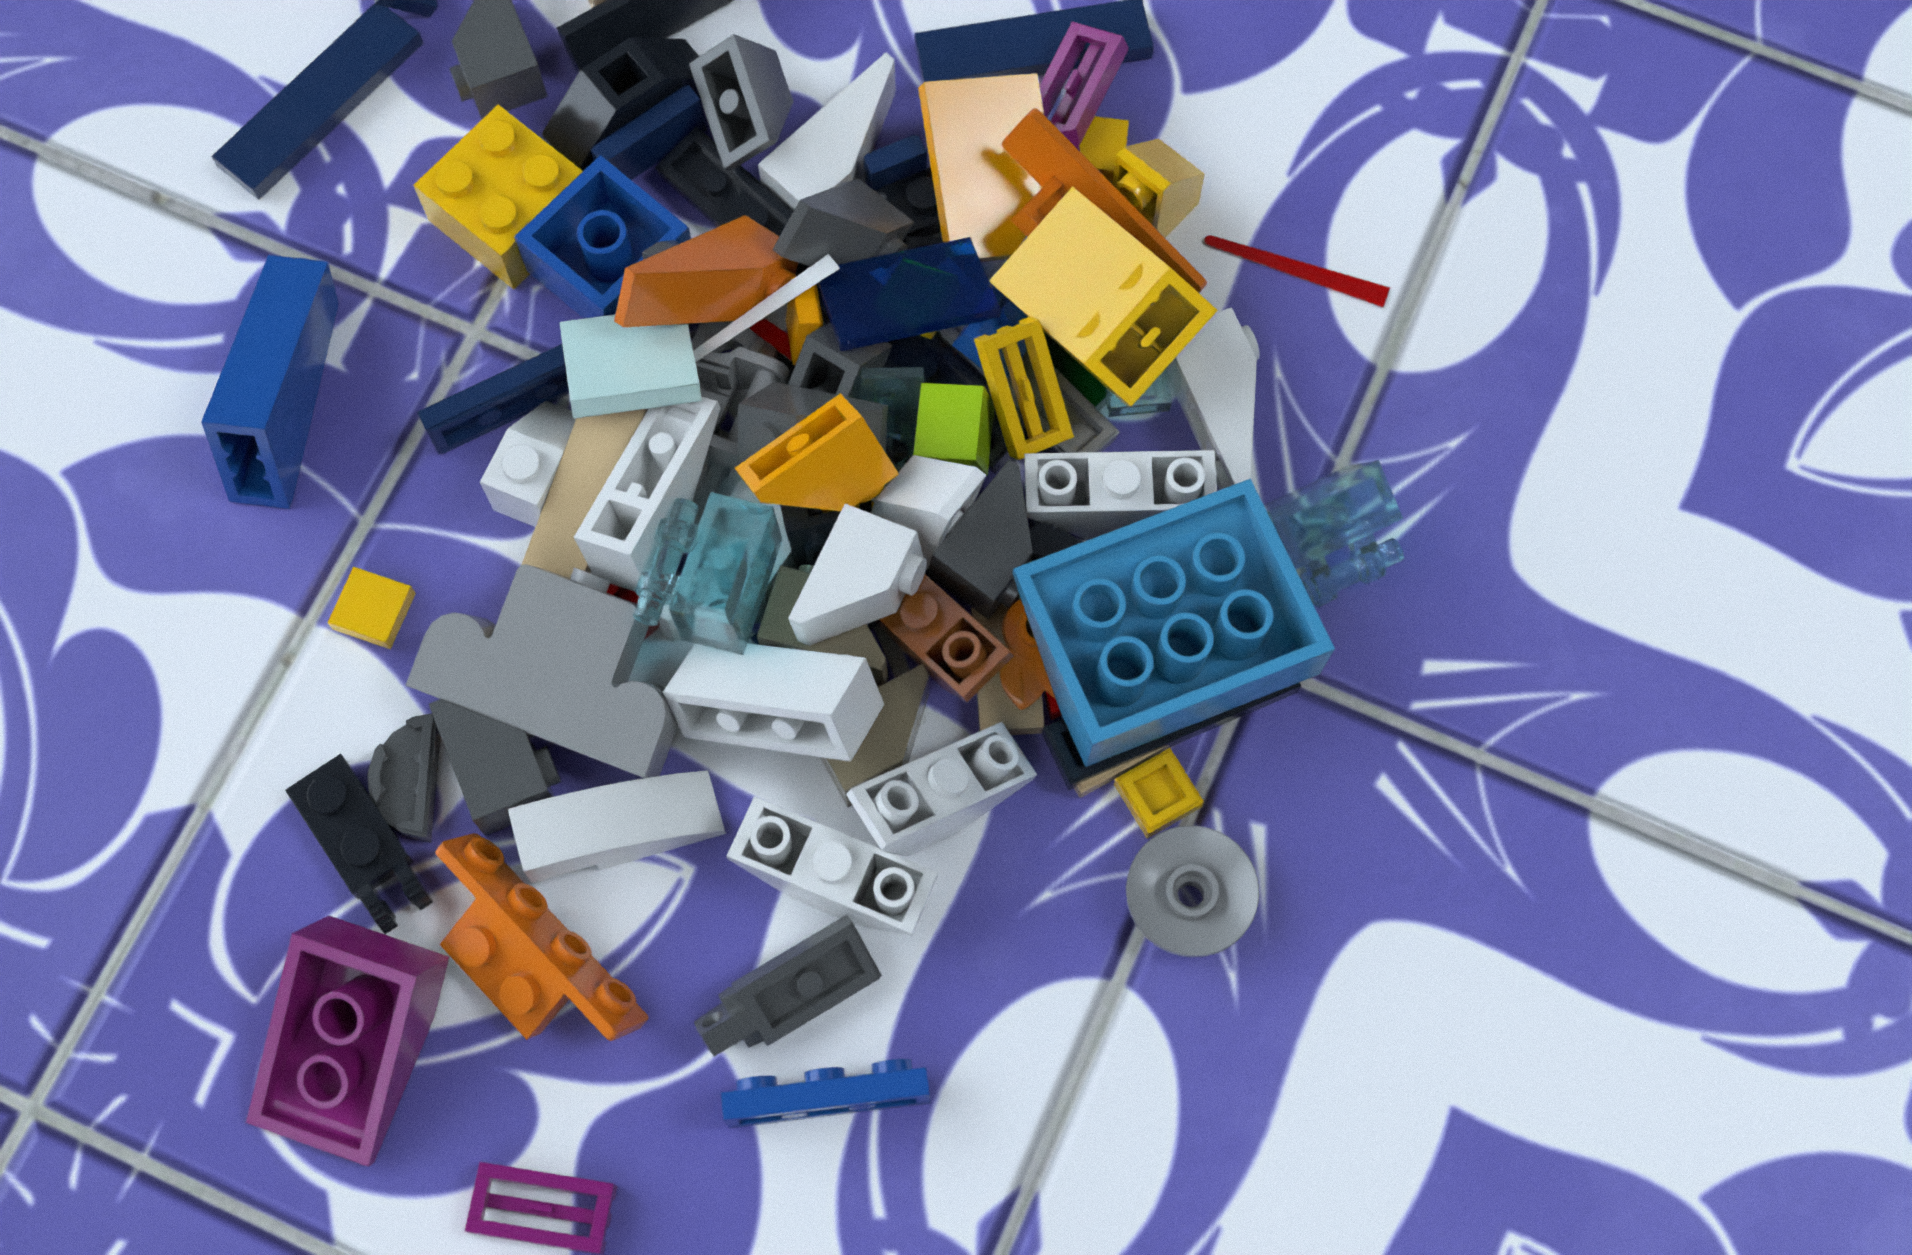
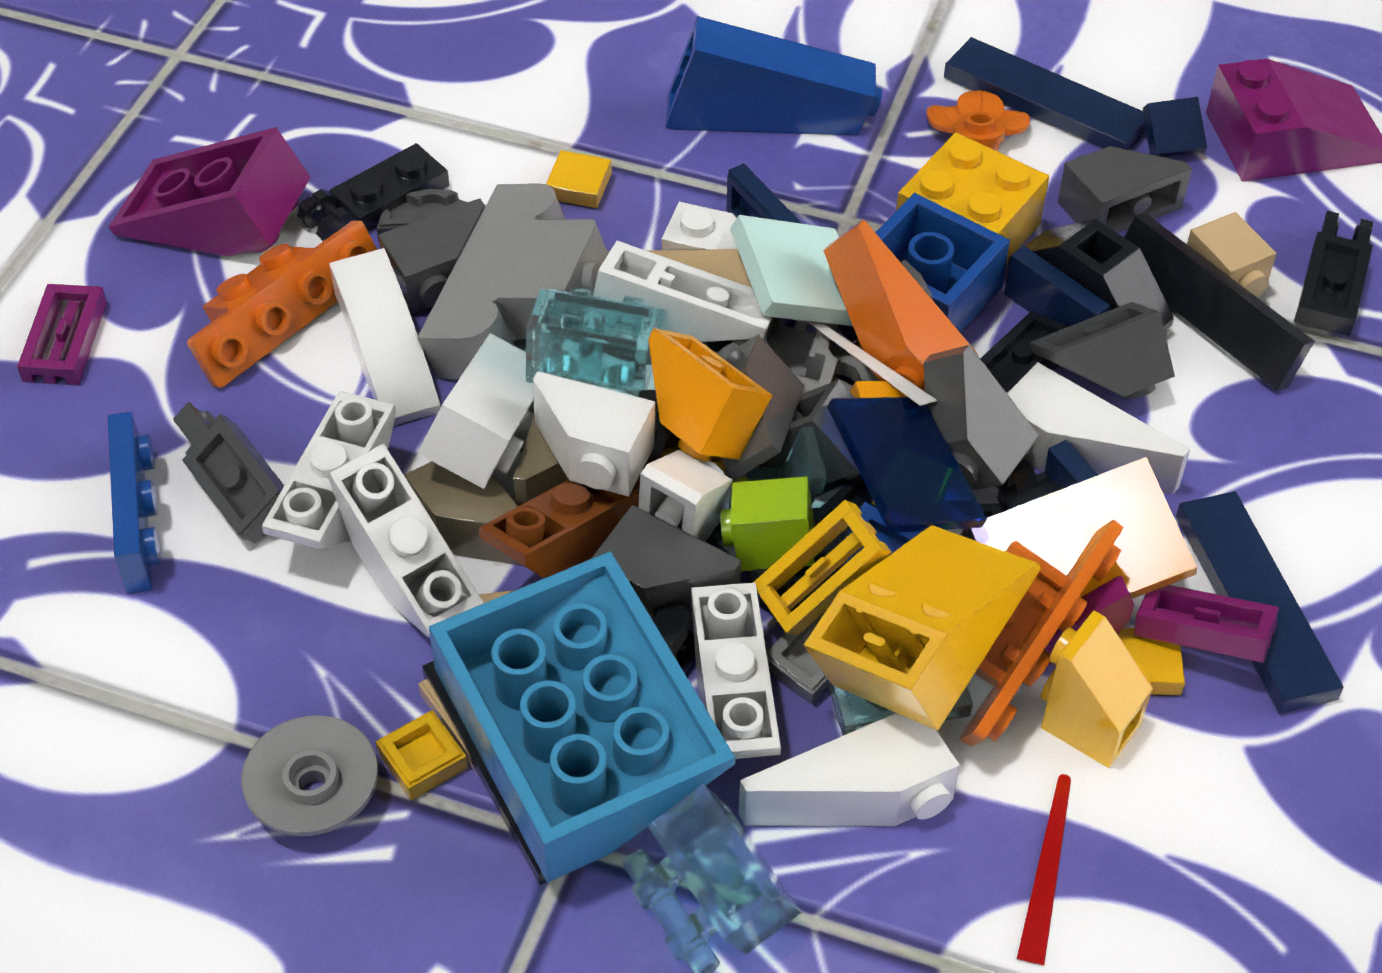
camera: 85 degrees right, 20 degrees down
(351, 173) = (978, 117): none -> orange plate

